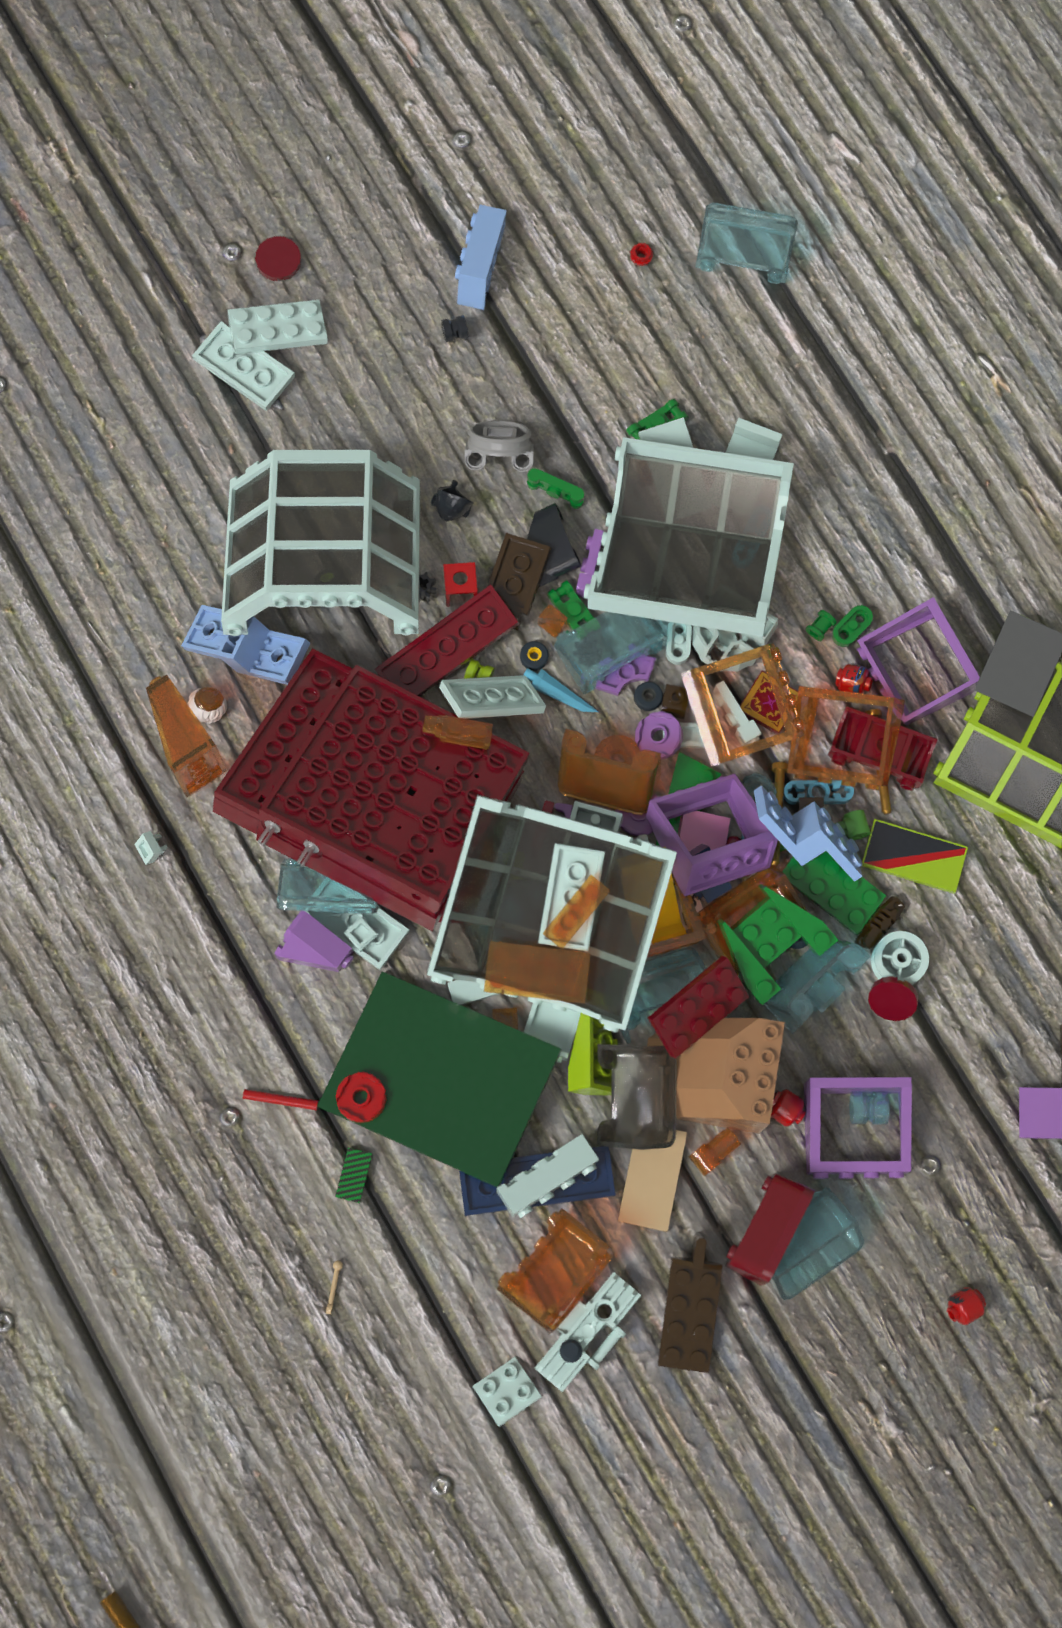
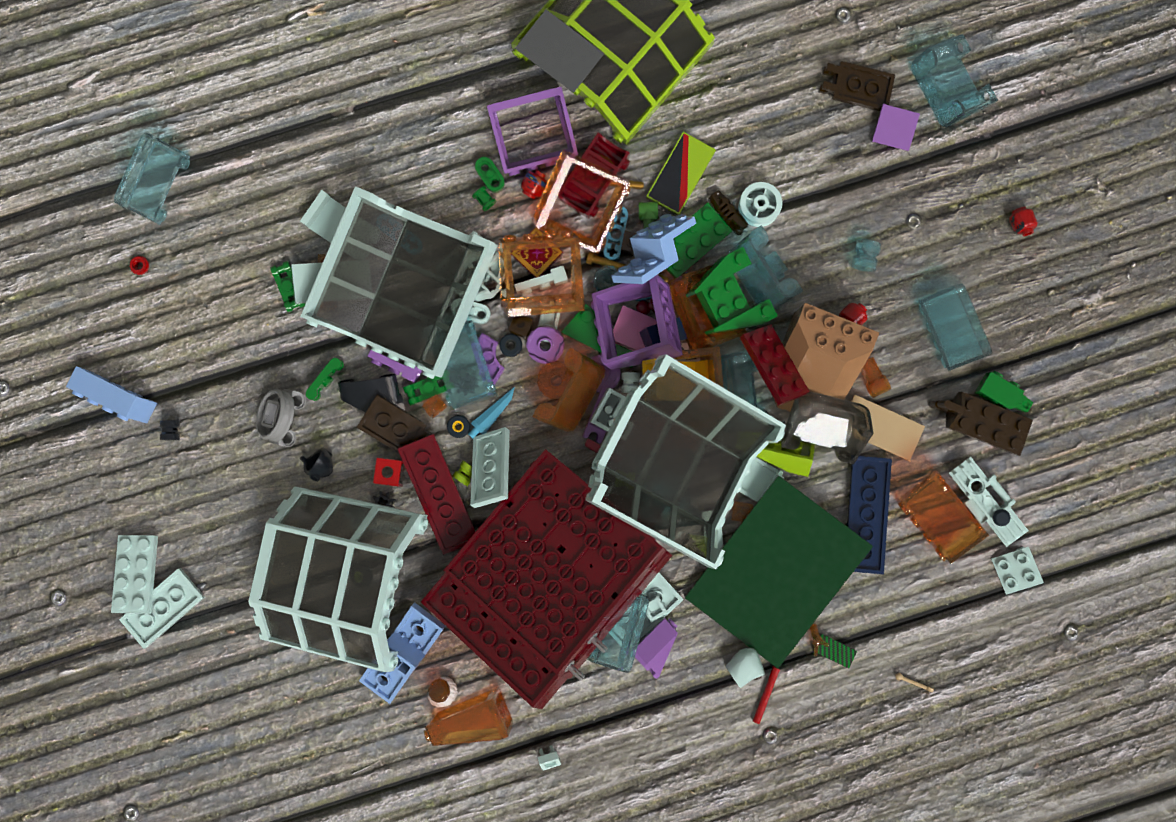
camera: 70 degrees left, 10 degrees up
(278, 258) = (73, 561): dark red tile -> none
(310, 1062) = (745, 666): none -> light aqua piece
(364, 1146) = (817, 640): none -> clear orange bar
(371, 1107) = (784, 645): red tile -> none
(459, 730) = (517, 500): clear orange hinge -> none
(536, 972) = (722, 482): clear orange plate -> none
(548, 1176) = (872, 507): light aqua wedge -> none
(567, 873) = (670, 442): light aqua tile -> none
(576, 912) = (685, 442): clear orange plate -> none
(734, 1324) = (1003, 393): none -> green hinge
(770, 1229) = (946, 347): dark red windscreen -> none
(846, 1169) = (851, 295): medium lavender windscreen -> none
(893, 998) = (789, 217): dark red tile -> none

